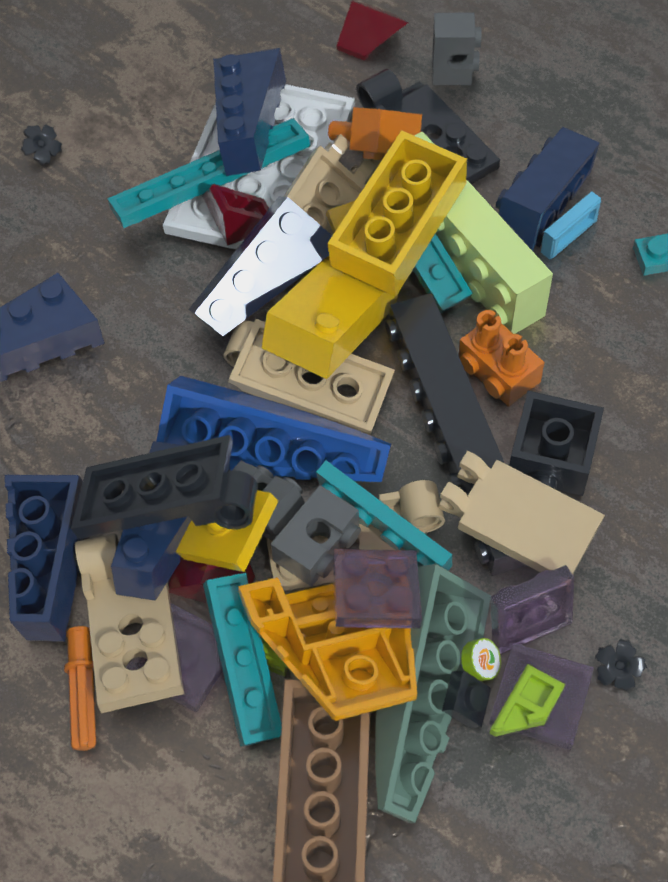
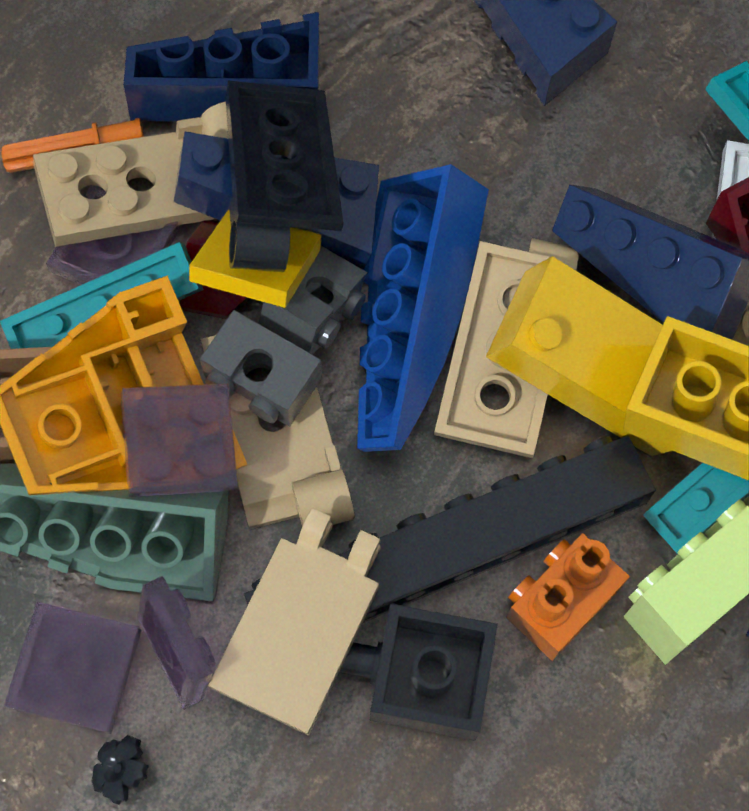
camera: 80 degrees right, 10 degrees up
(395, 529) = (302, 437): teal plate -> none
(466, 699) = (64, 573): black plate -> none
(481, 659) = (117, 589): tile -> none
(528, 702) = (54, 646): lime tile -> none

